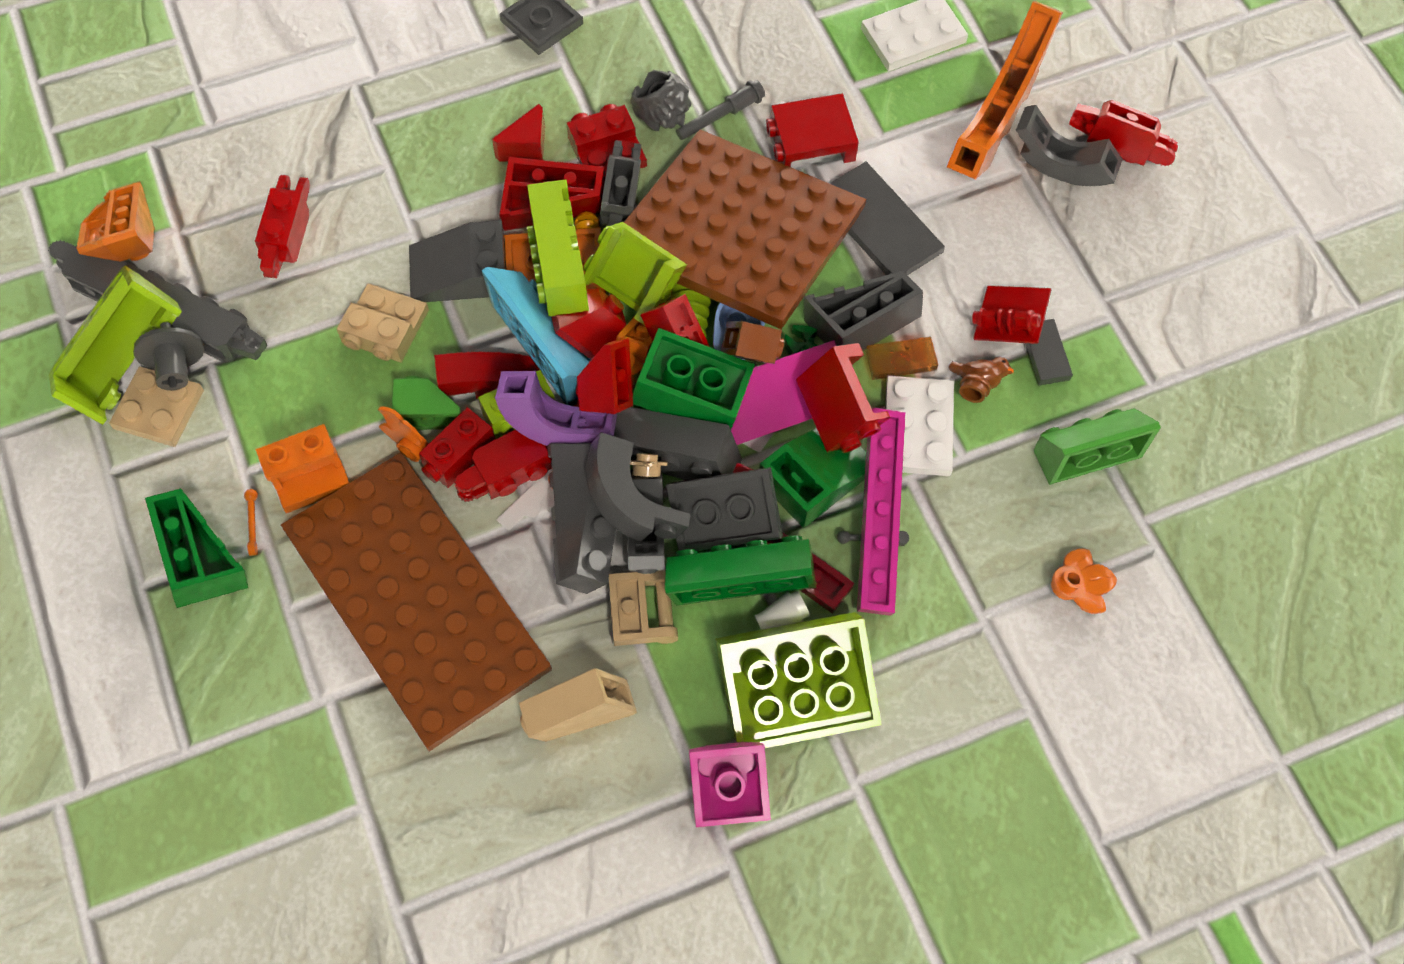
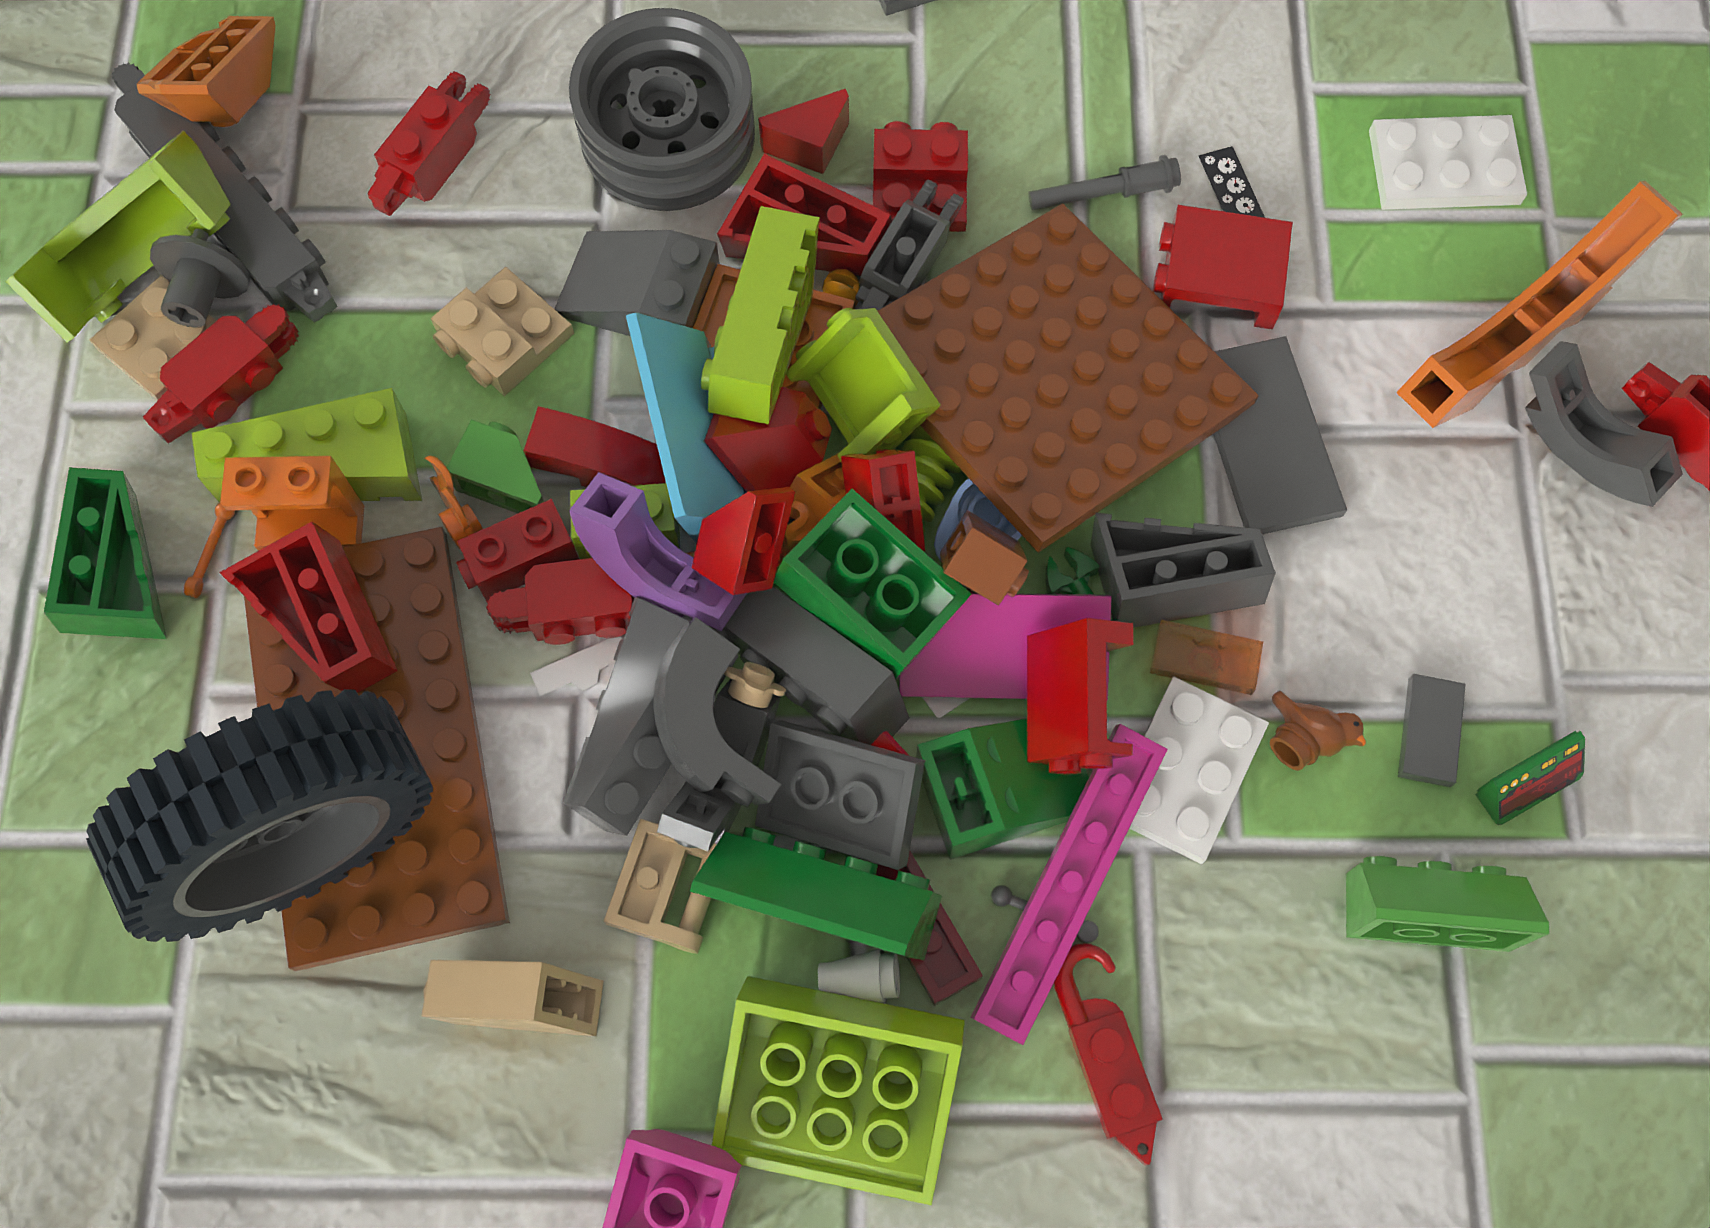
camera: 25 degrees right, 5 degrees up
(209, 410) = (220, 371): none -> red hinge
(323, 405) = (362, 434): none -> lime wedge
(347, 522) = (316, 606): none -> red wedge
(389, 639) = (257, 814): none -> black wheel
(413, 135) = (649, 70): none -> dark grey wheel
(661, 100) = (1023, 142): dark grey hair -> none
(792, 84) = (1230, 182): none -> black sticker
(947, 603) = (1109, 1058): none -> red plate
(1011, 314) = (1402, 653): red hinge -> none
(1086, 580) = (1338, 1115): orange plate -> none
(1114, 356) = (1534, 779): none -> slope

